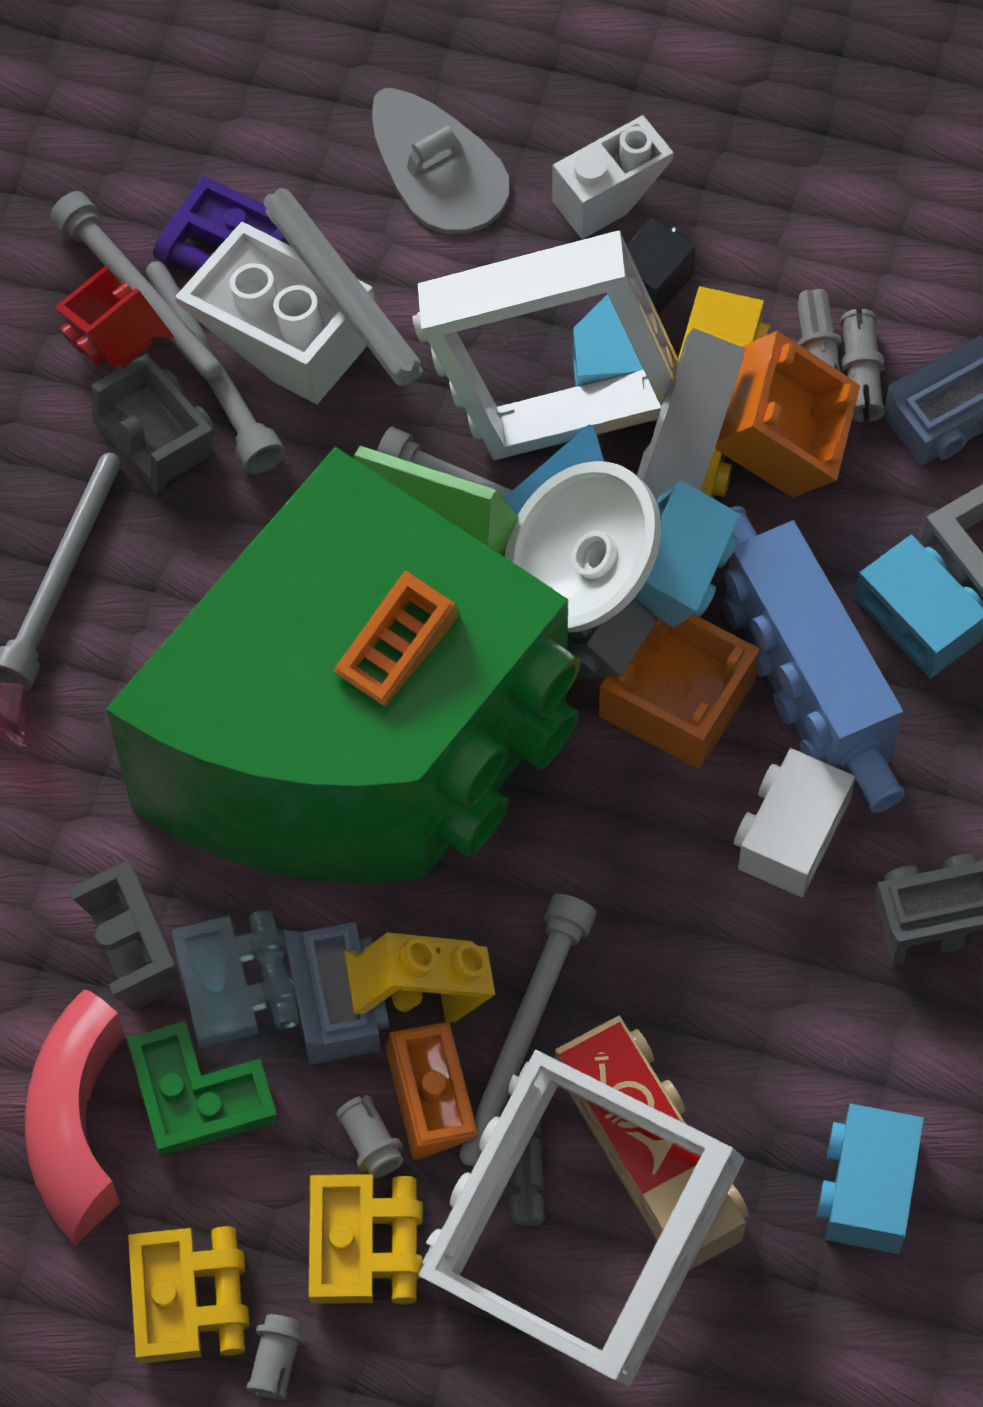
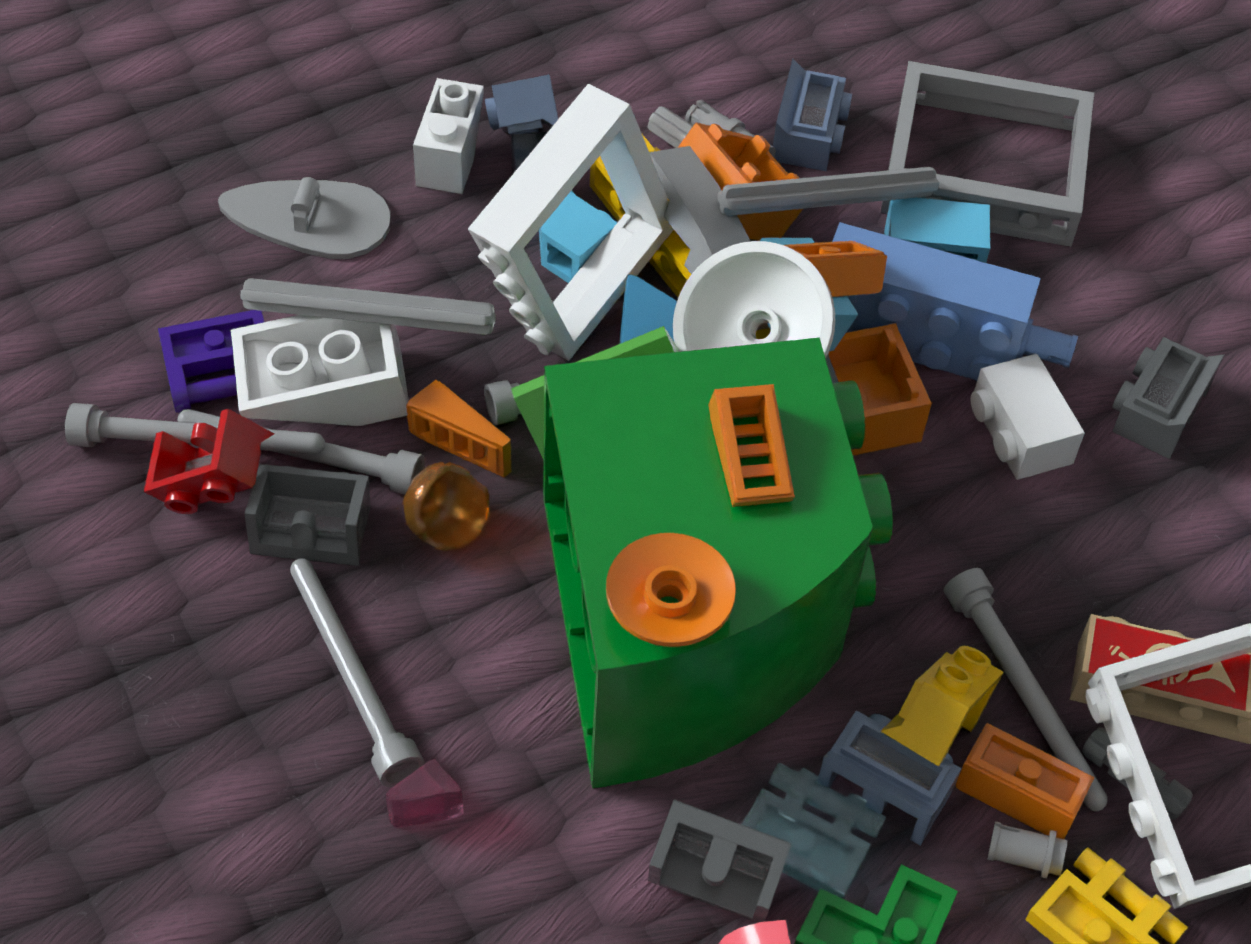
camera: 50 degrees left, 10 degrees down
(195, 669) = (675, 568): none -> orange dish
(245, 498) = (446, 506): none -> clear orange hair
(329, 421) = (456, 427): none -> orange slope
(691, 202) = (522, 106): none -> sand blue window
(714, 553) = (846, 266): none -> orange slope
(831, 485) = (827, 191): none -> light grey axle

